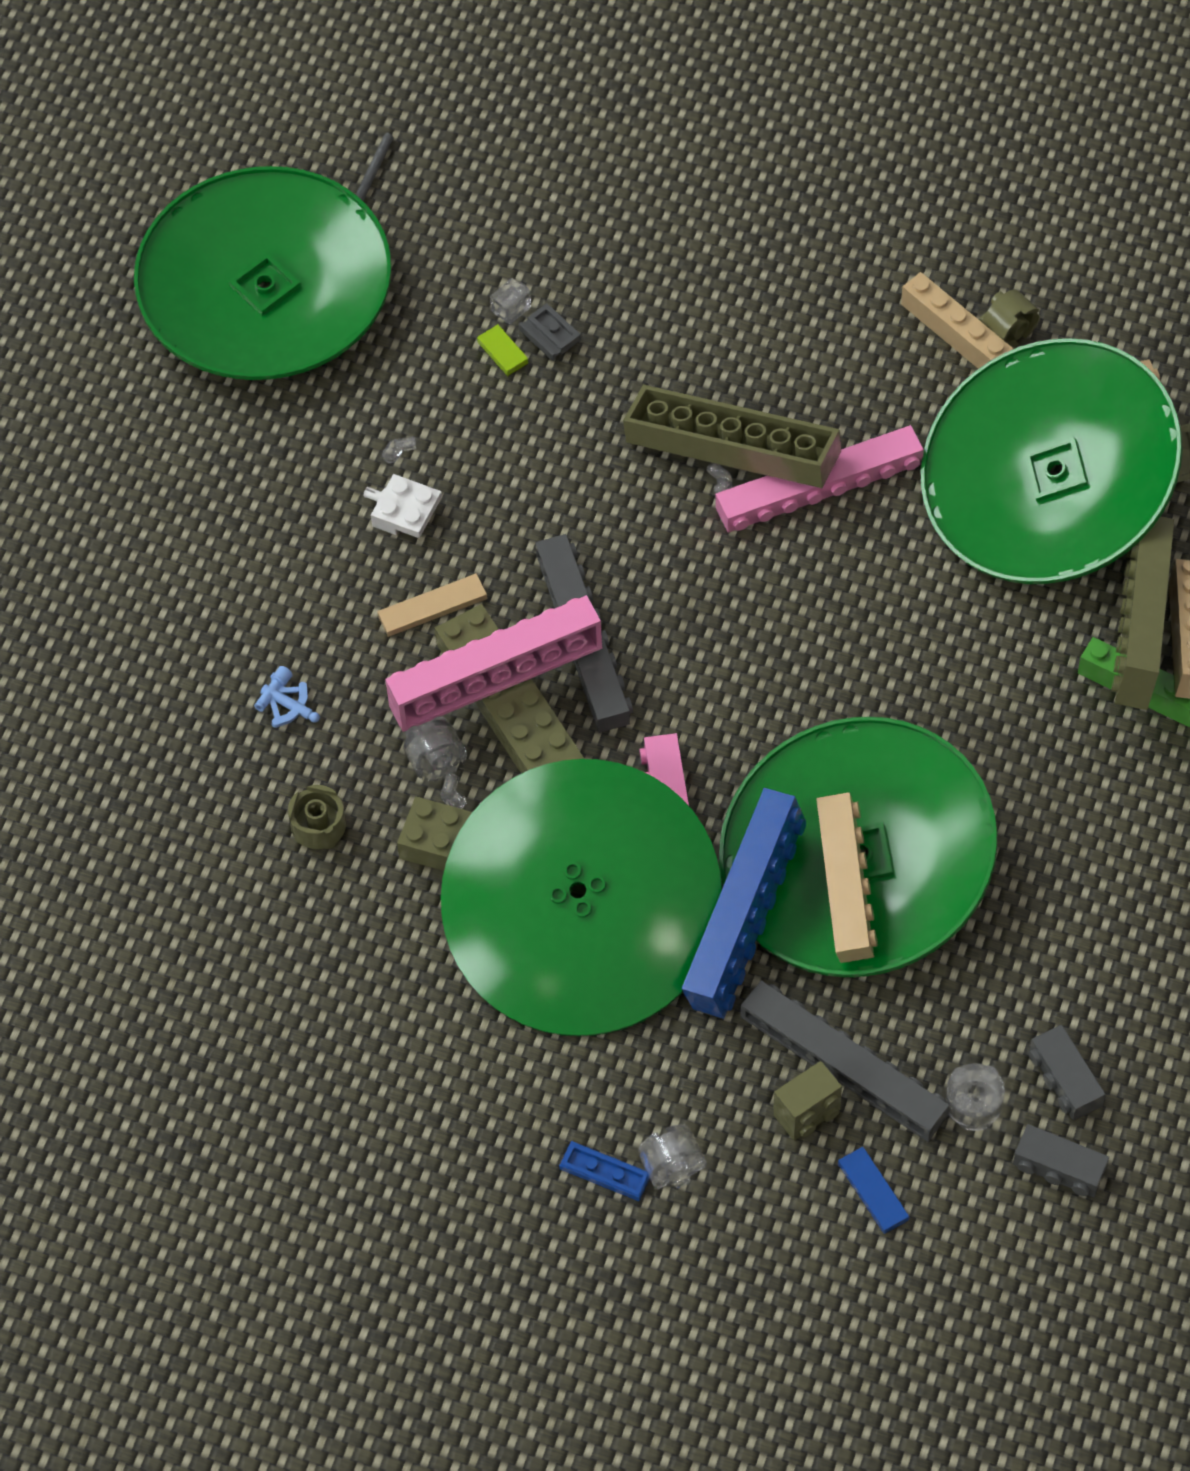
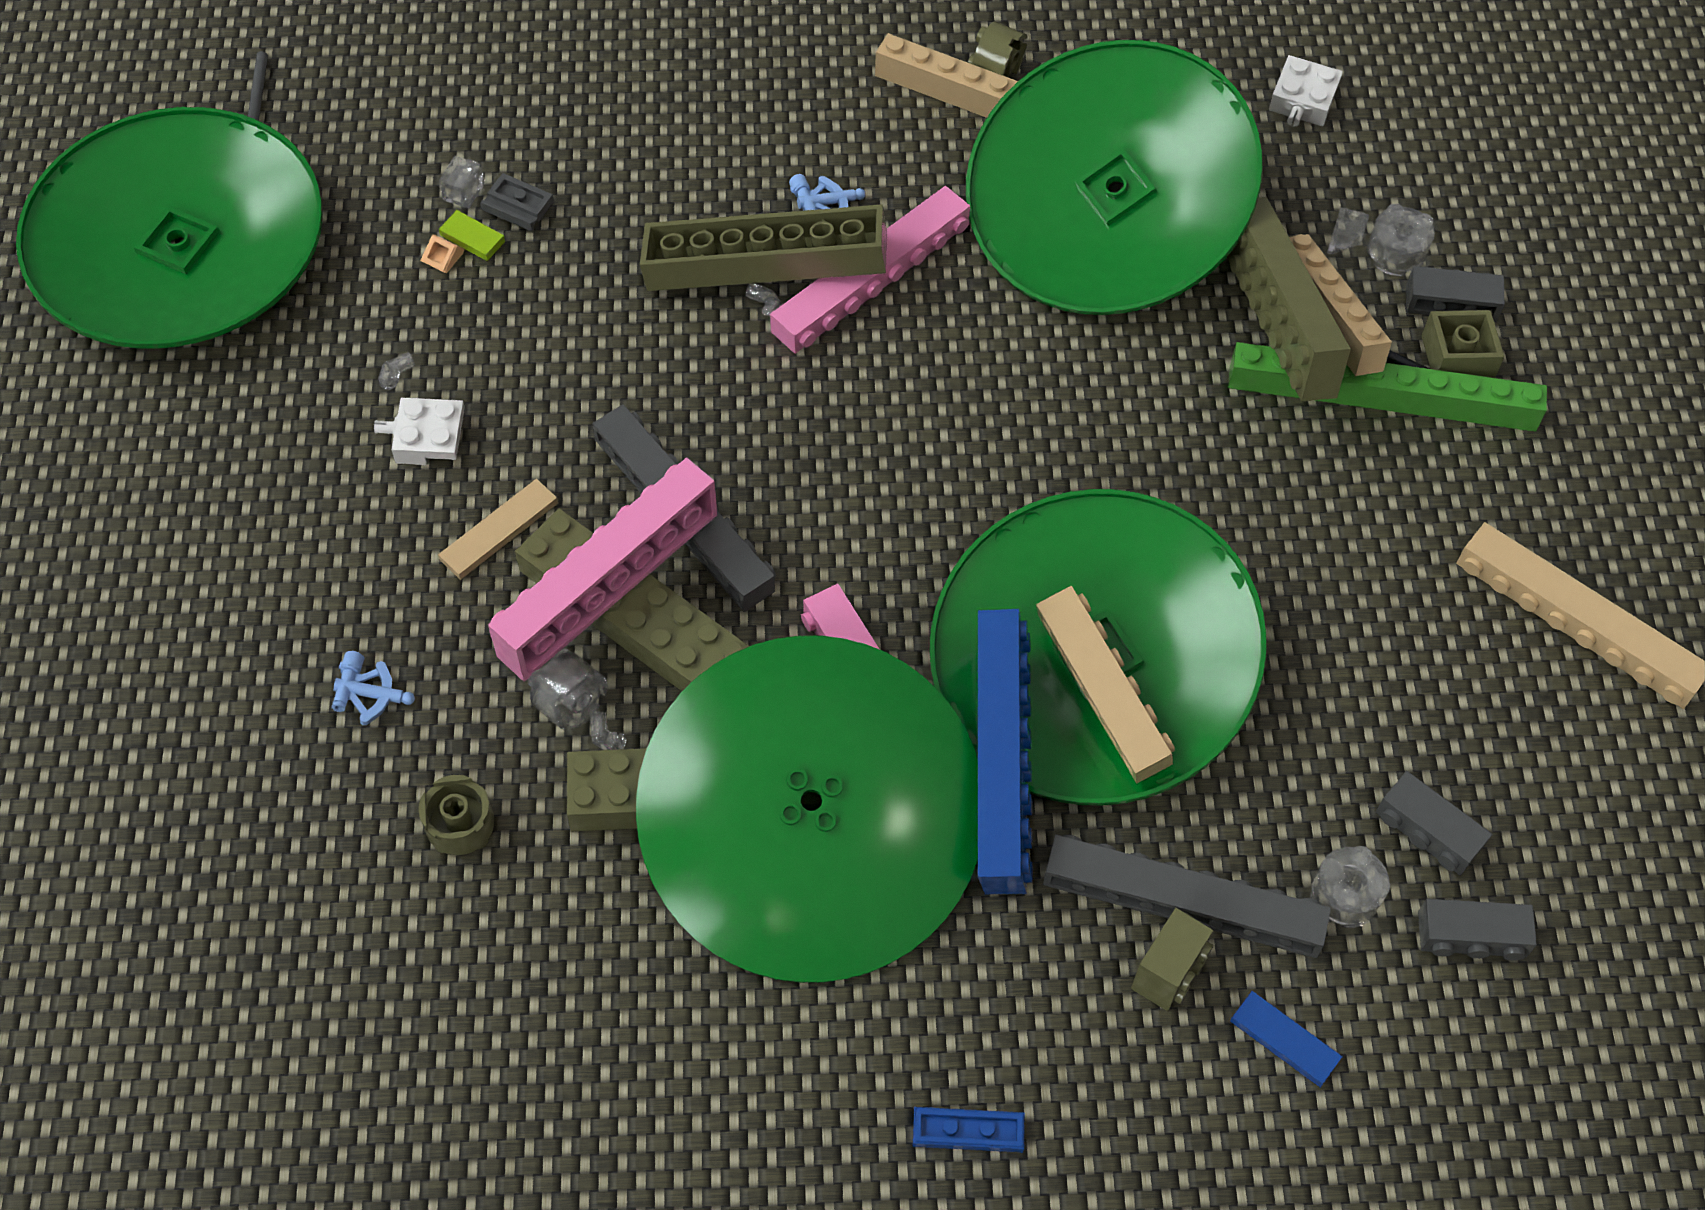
camera: 25 degrees left, 0 degrees up
(472, 359) = (441, 253): none -> light nougat slope
(672, 1157) = (1046, 1086): clear brick -> none
(795, 402) = (812, 200): none -> light blue piece

